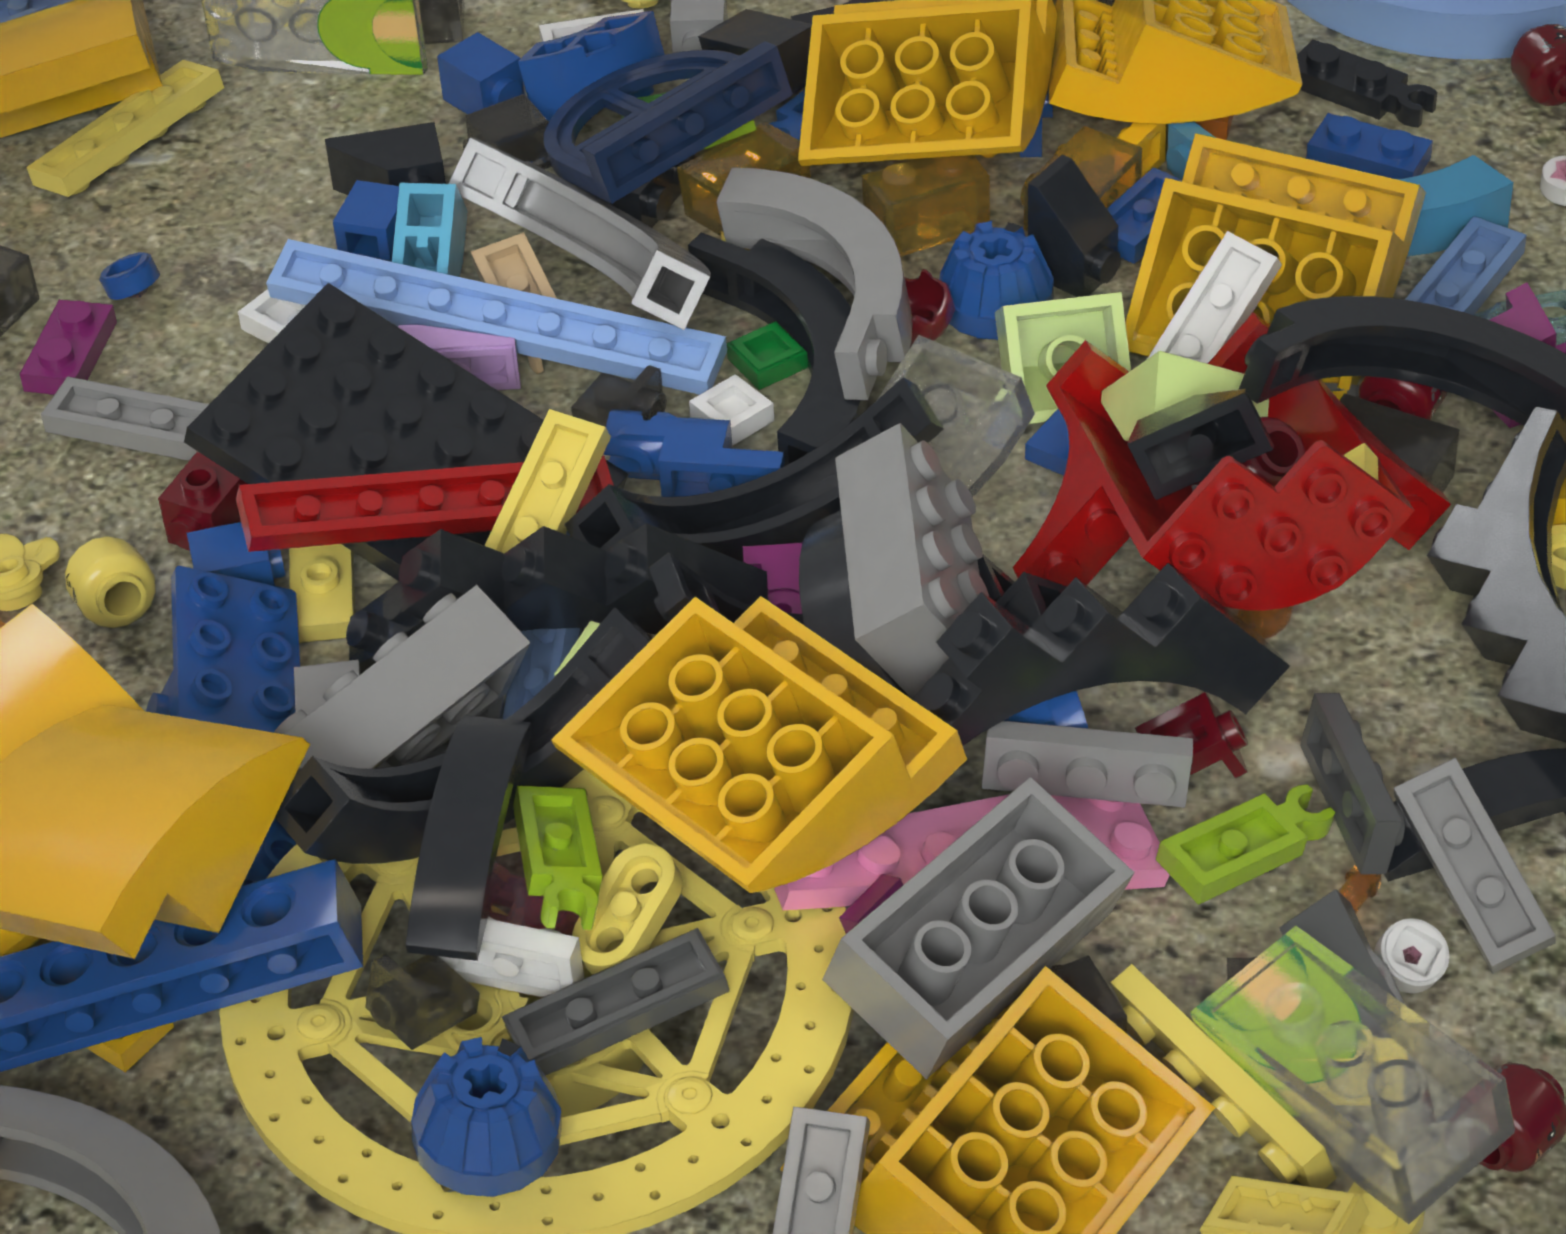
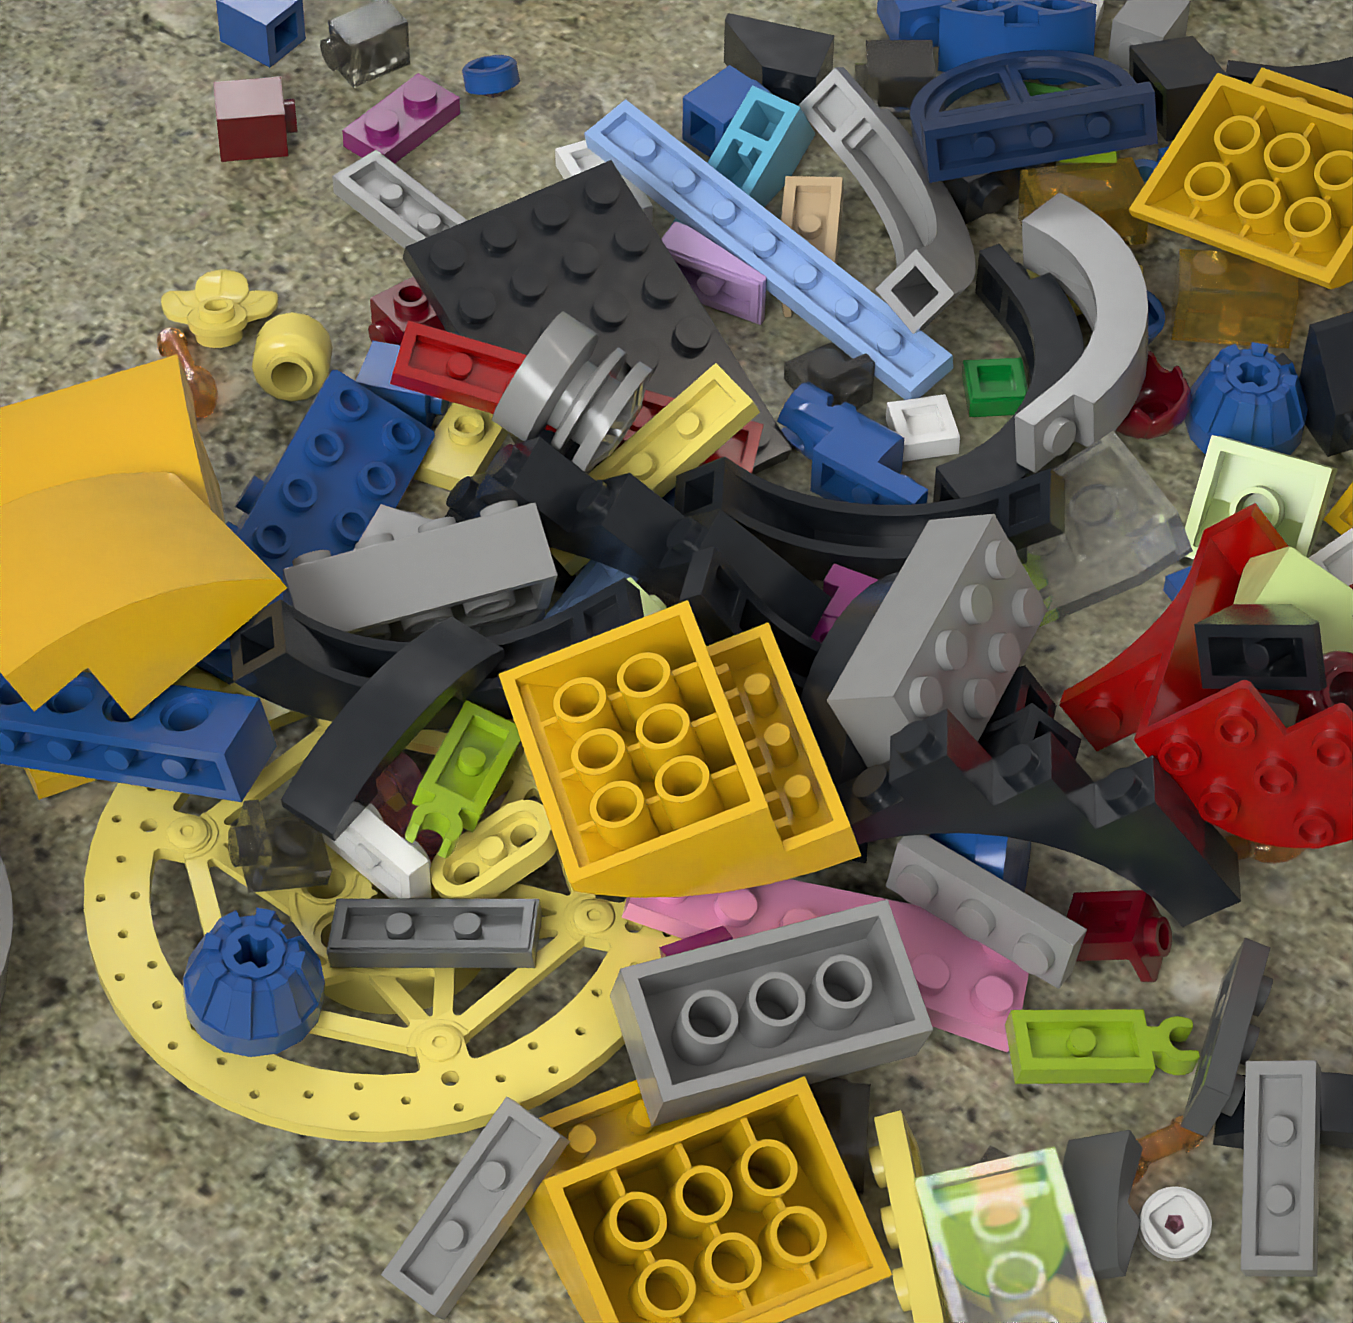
camera: 25 degrees right, 5 degrees up
(440, 483) = (573, 395): none -> light grey wheel

